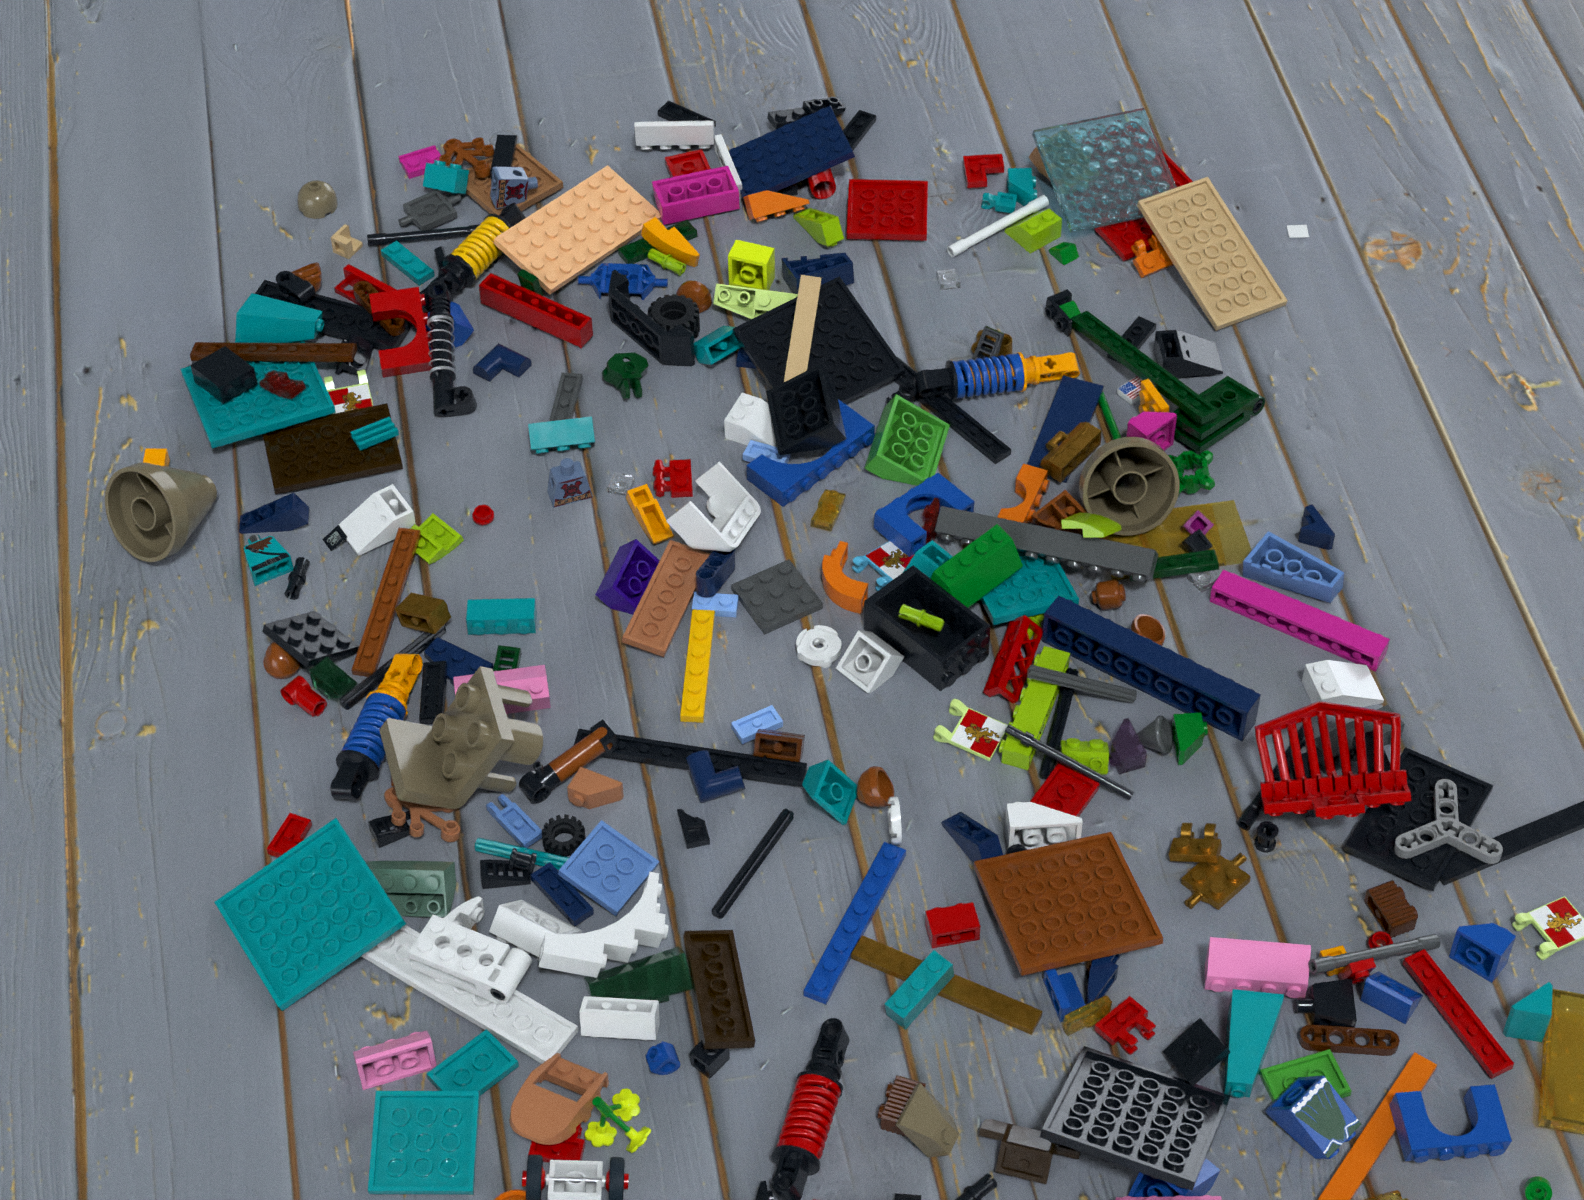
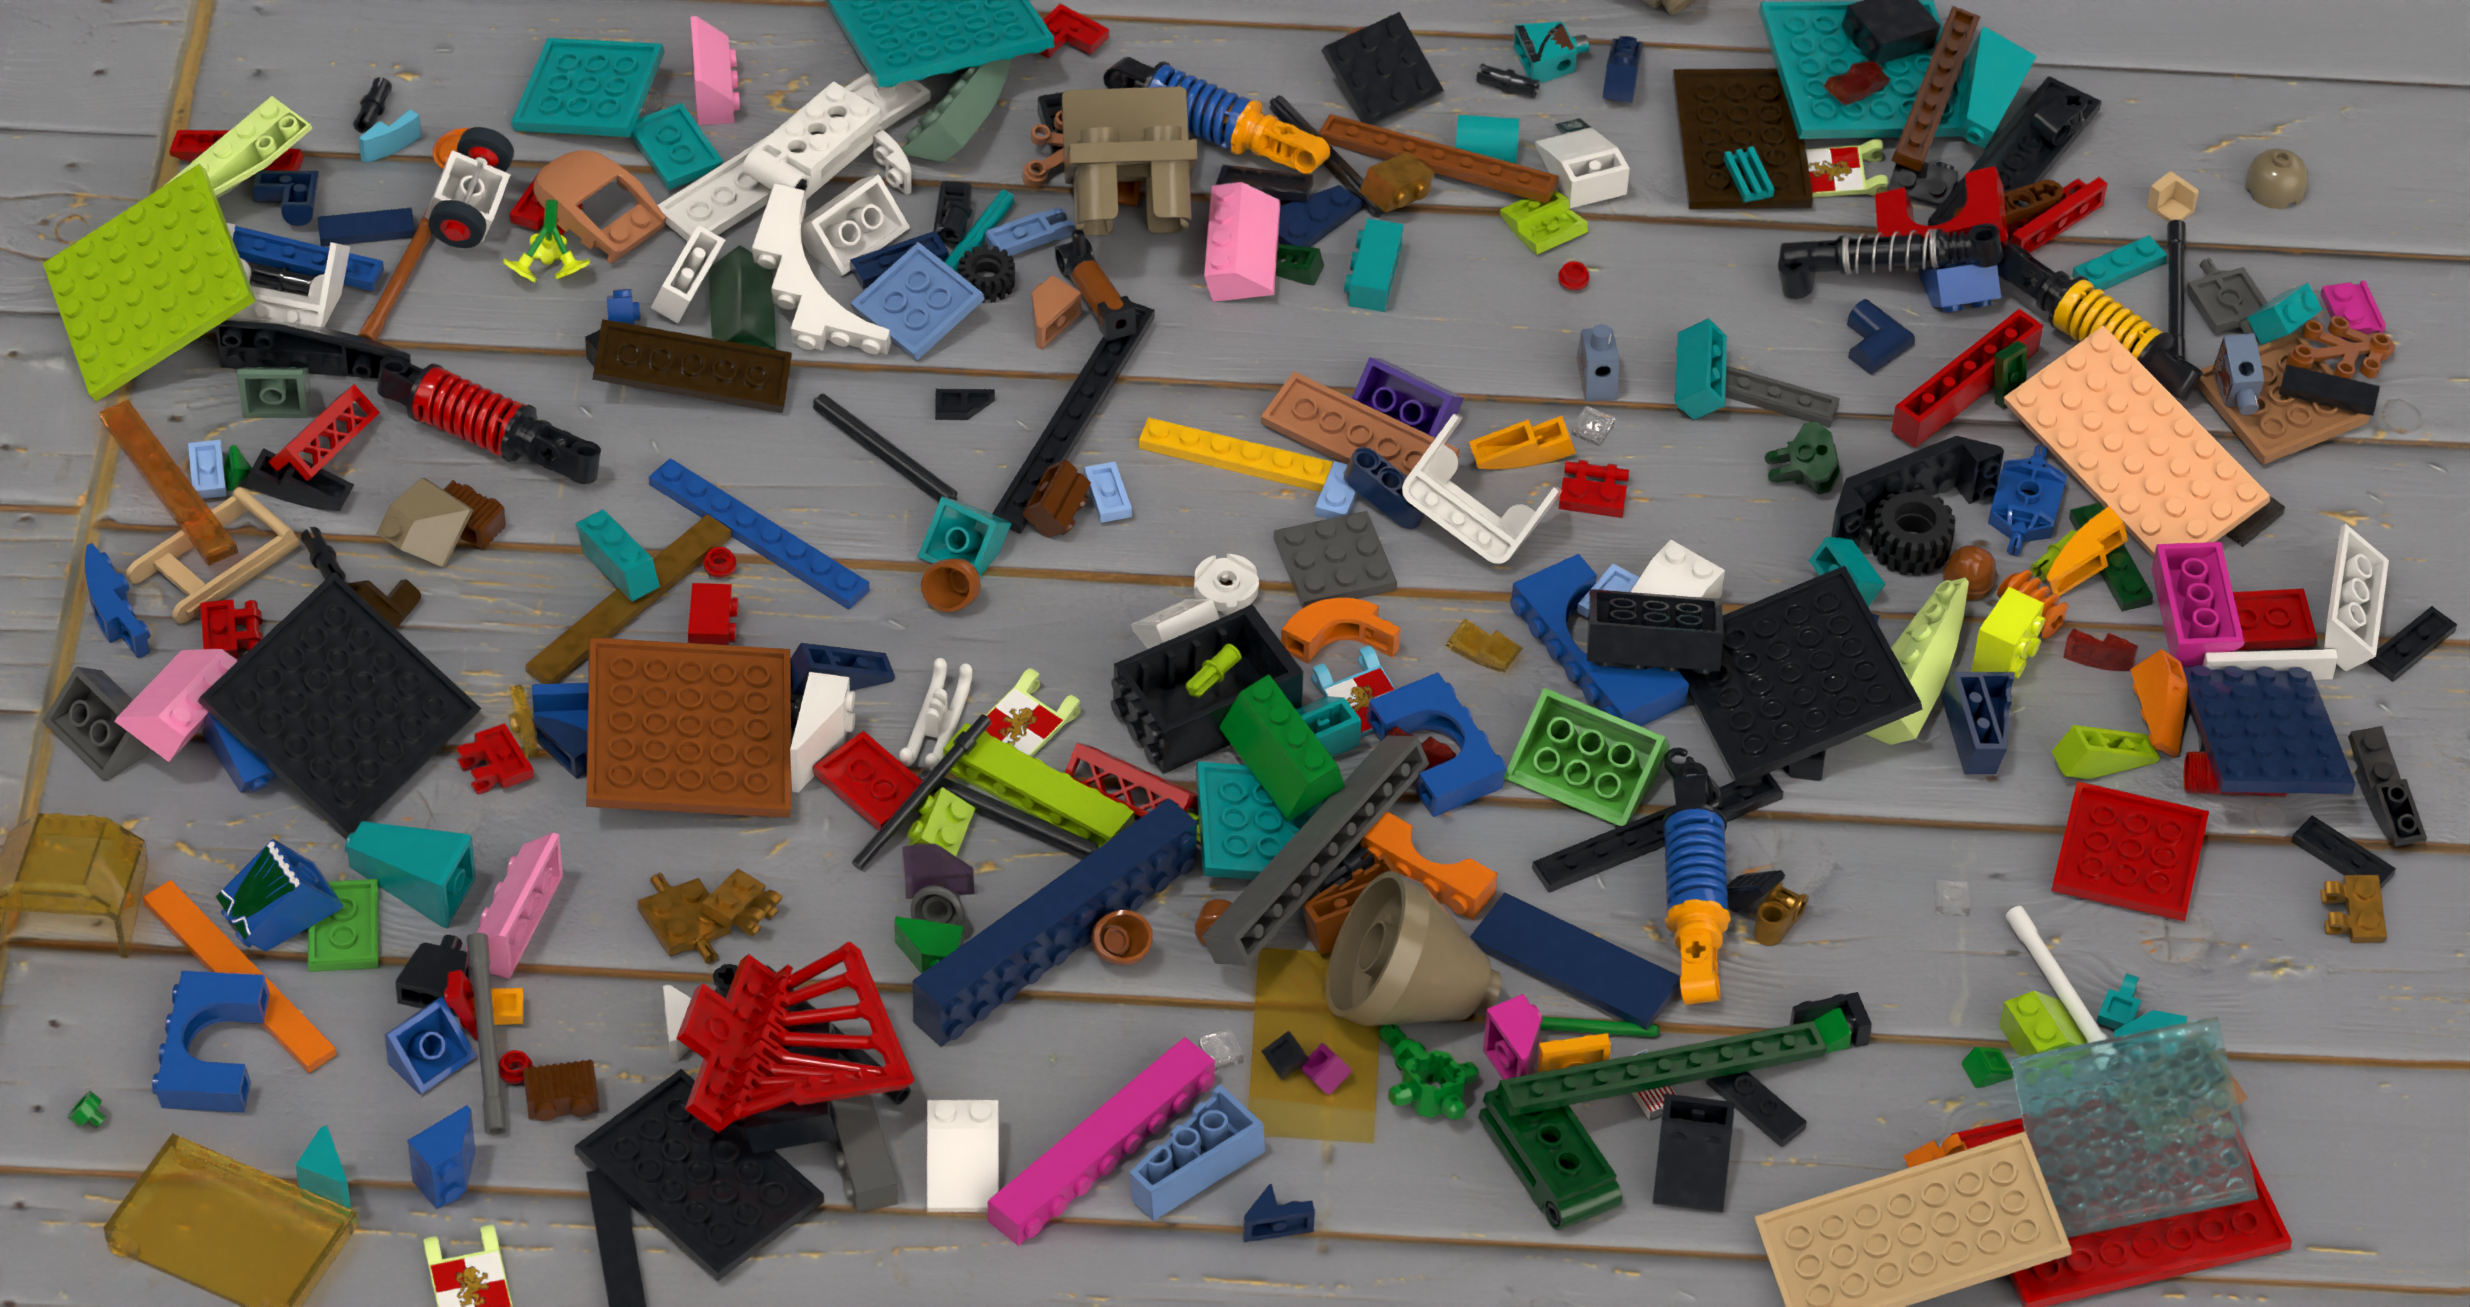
camera: 100 degrees right, 0 degrees up
(300, 693) = (1302, 59): red piece -> none
(310, 273) = (2093, 141): dark orange hat -> none
(331, 679) = (1309, 85): clear green slope -> none
(363, 578) = (1488, 136): none -> teal brick
(440, 255) = (2122, 293): black tile -> none
(711, 264) = (2053, 613): none -> orange piece
(711, 783) = (1024, 419): dark blue brick -> none
(739, 228) = (2109, 654): none -> clear red slope
(803, 326) = (1821, 646): tan tile -> none
(893, 930) = (719, 562): none -> red plate
(894, 821) = (885, 584): white tile -> none
(895, 118) = (2363, 907): none -> pearl gold plate
(978, 166) = (2215, 990): red plate -> none
(995, 777) = (934, 716): none -> white piece
(1072, 450) = (1509, 941): pearl gold piece -> none
(1081, 683) = (1054, 828): dark grey axle -> none
(1092, 524) = (1312, 883): lime slope -> none
(1185, 564) = (1250, 1013): dark green tile -> none
(1196, 1051) = (418, 806): black plate -> none
(1308, 855) = (675, 1010): none -> white slope
(1349, 1044) = (381, 987): reddish brown beam -> none
(1441, 837) = (668, 1194): light grey piece -> none
(1458, 1014) = (373, 1113): red plate -> none

